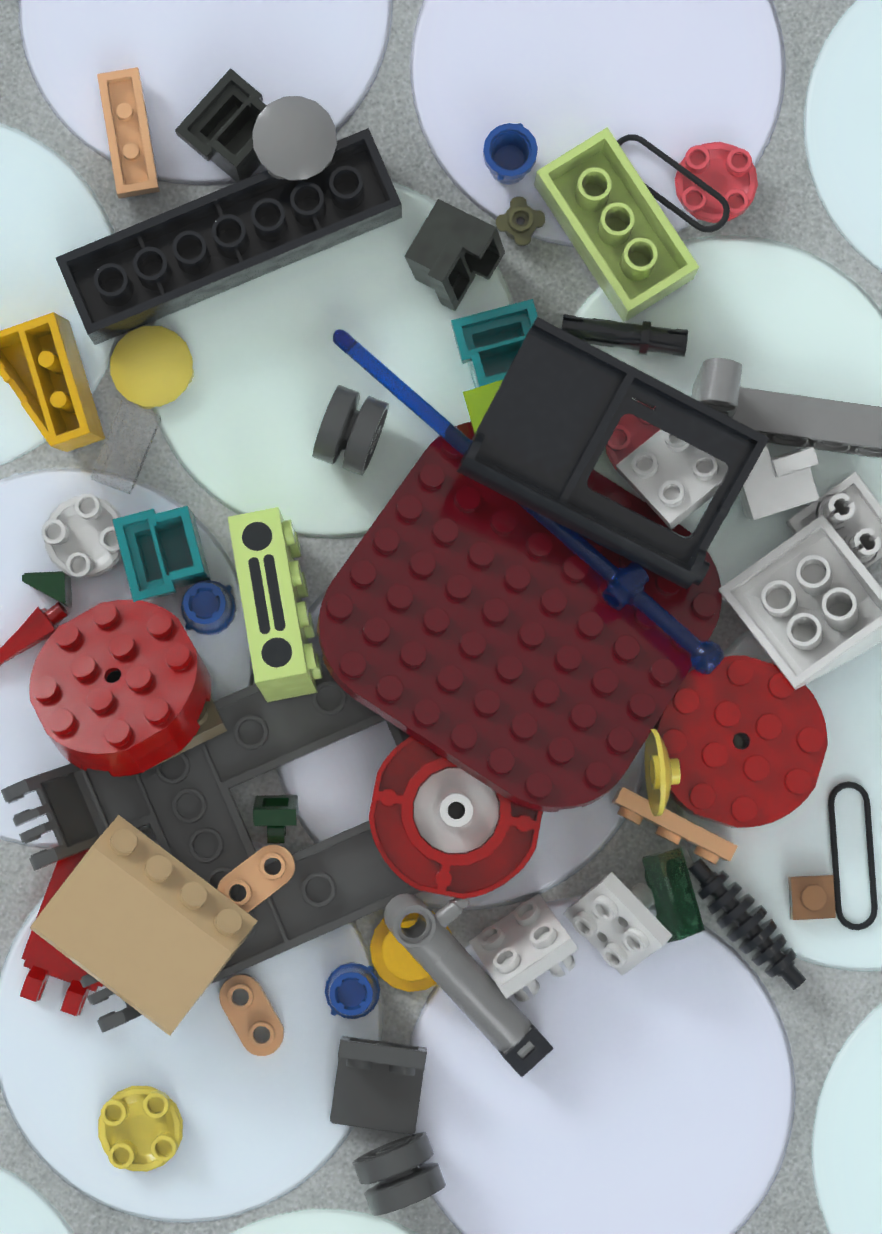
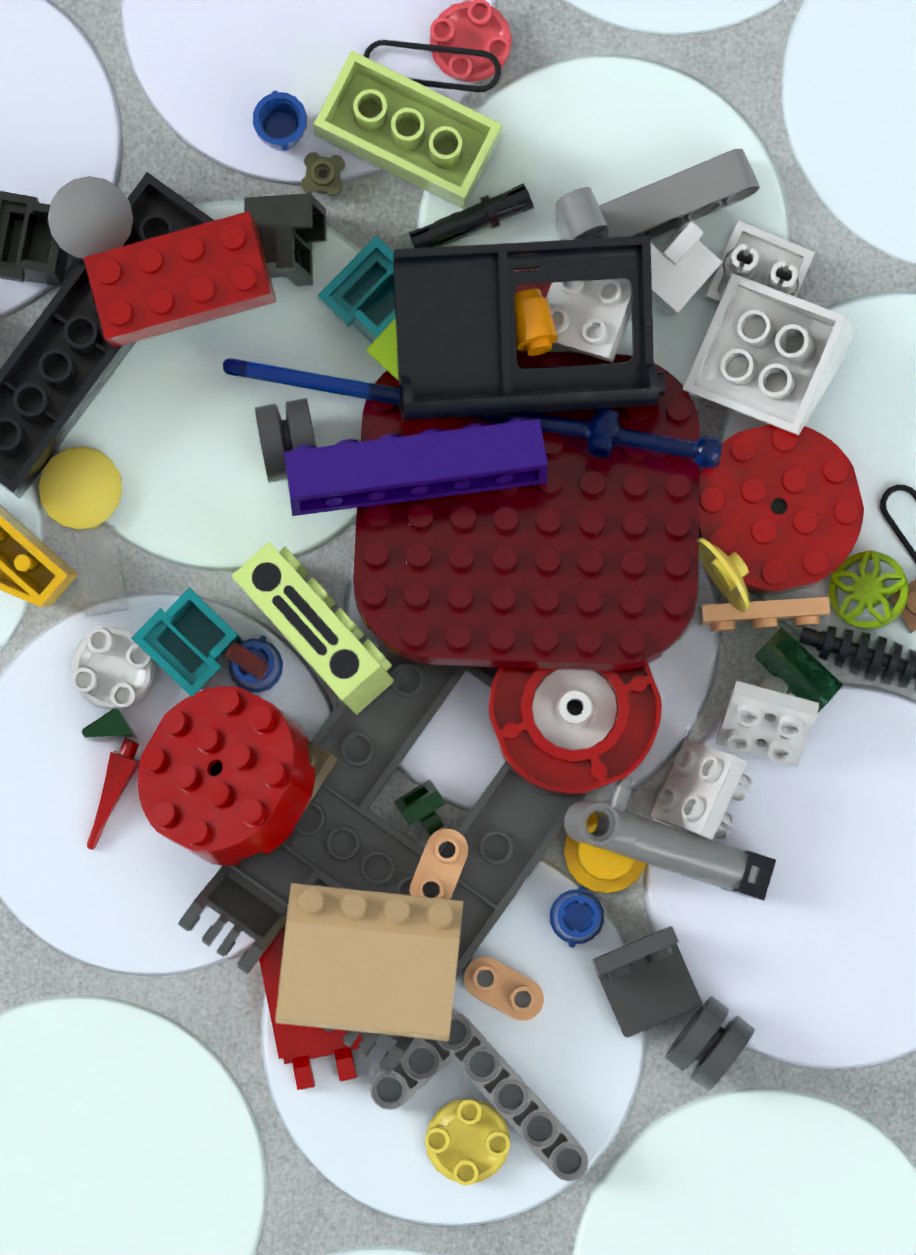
camera: 30 degrees left, 0 degrees up
(186, 1092) = (489, 1086): none -> light grey beam
(197, 600) = (247, 661): none -> clear red tile
(338, 235) = (180, 279): none -> red brick
(444, 517) = (416, 466): none -> dark purple brick
(622, 454) = (534, 323): none -> light orange brick
(776, 861) = (868, 590): none -> lime wheel

